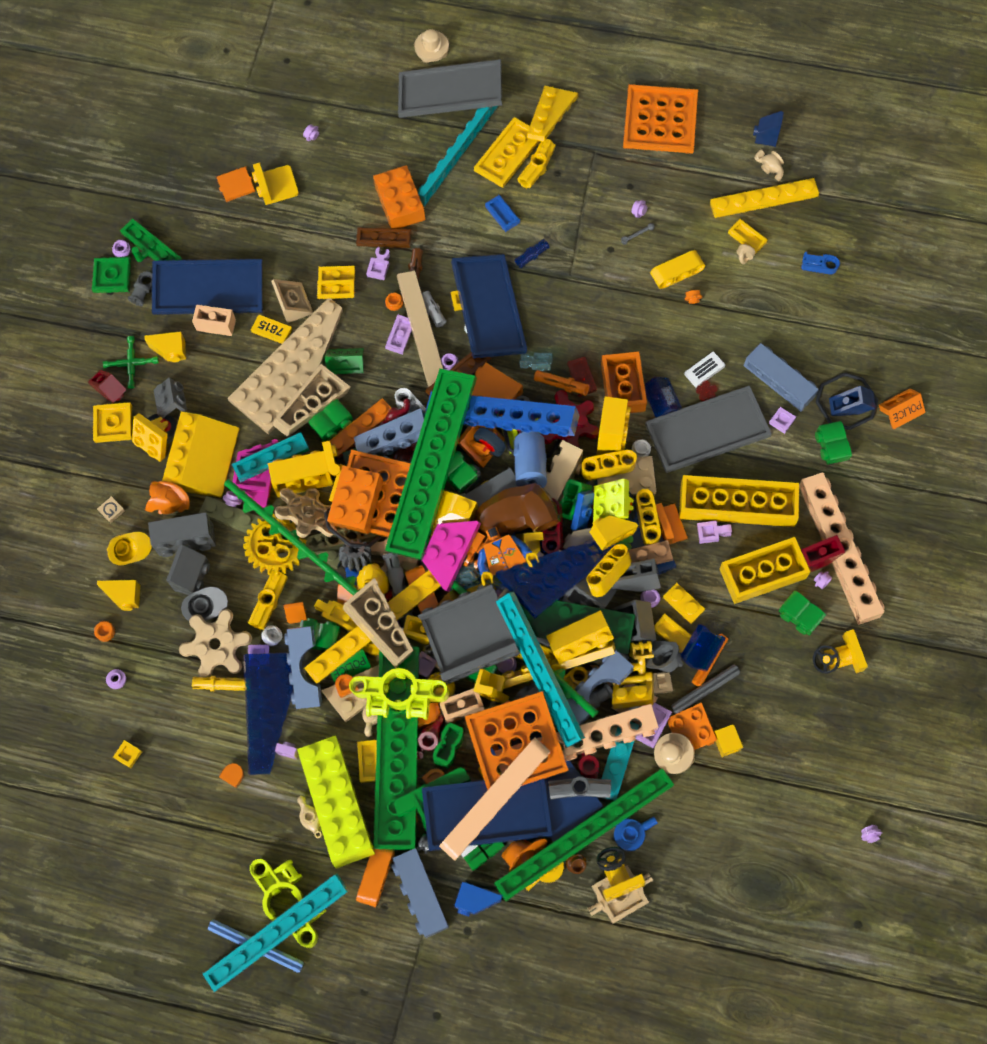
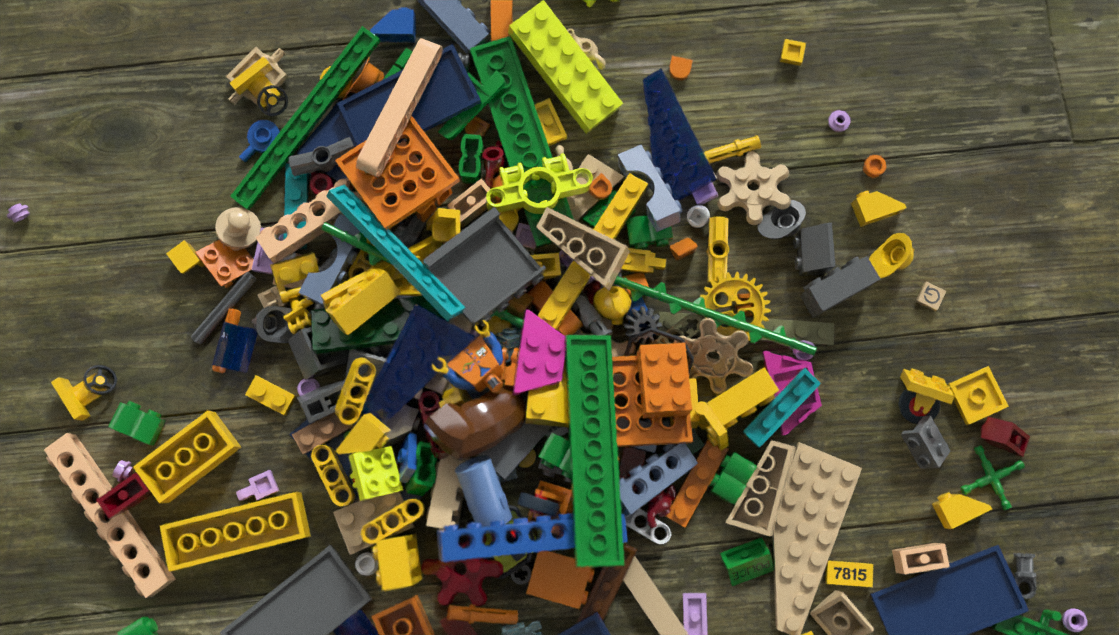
camera: 155 degrees right, 10 degrees up
(111, 275) = (1069, 582): green tile -> none
(167, 498) = (875, 323): orange helmet -> none
(201, 454) = (861, 388): yellow slope -> none
(287, 750) = (634, 105): lavender plate -> none
(446, 358) = (624, 607): lavender plate -> none
(576, 863) = (305, 89): reddish brown plate -> none
(670, 524) = (308, 482): orange panel -> none
(672, 632) = (273, 357): yellow tile -> none

